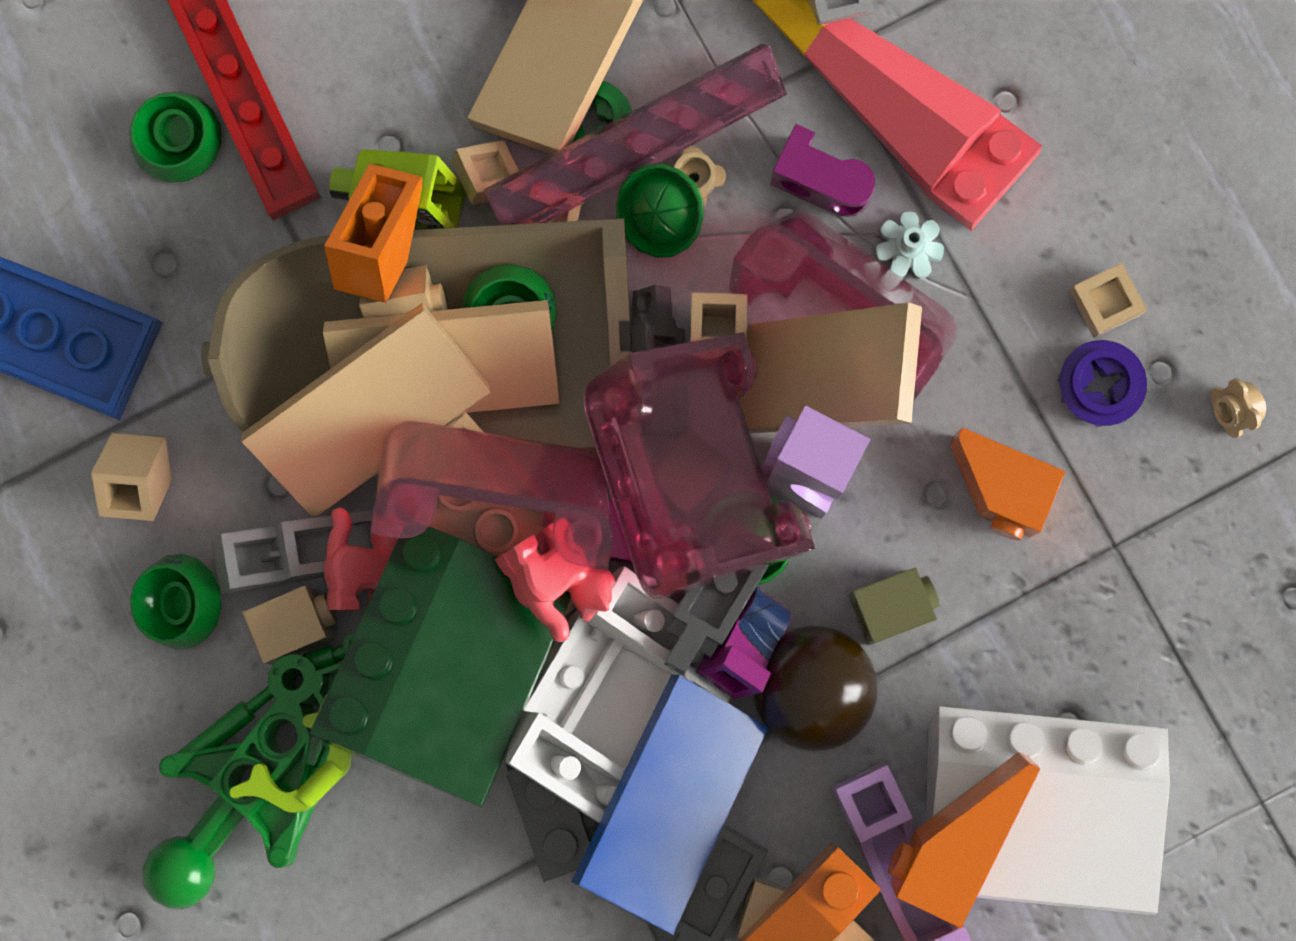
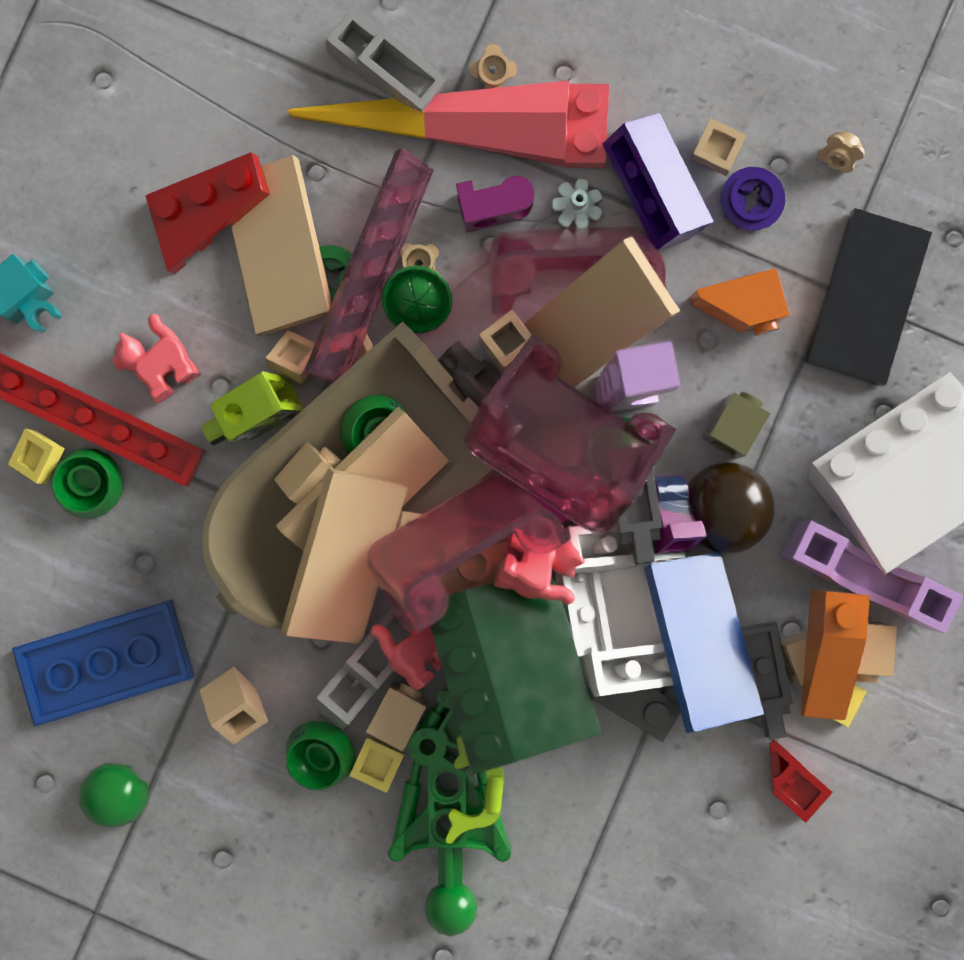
camera: 45 degrees left, 5 degrees up
(146, 69) = (36, 456): none -> light yellow plate
(228, 659) = (377, 764): none -> light yellow plate
(346, 72) = (159, 363): none -> coral animal
(374, 233) = (264, 448): orange slope -> none
(942, 27) = (493, 57): none -> tan plate
(958, 845) = (891, 533): orange slope -> none
(1011, 285) = (657, 181): none -> brick
(1147, 585) = (868, 297): none -> black tile

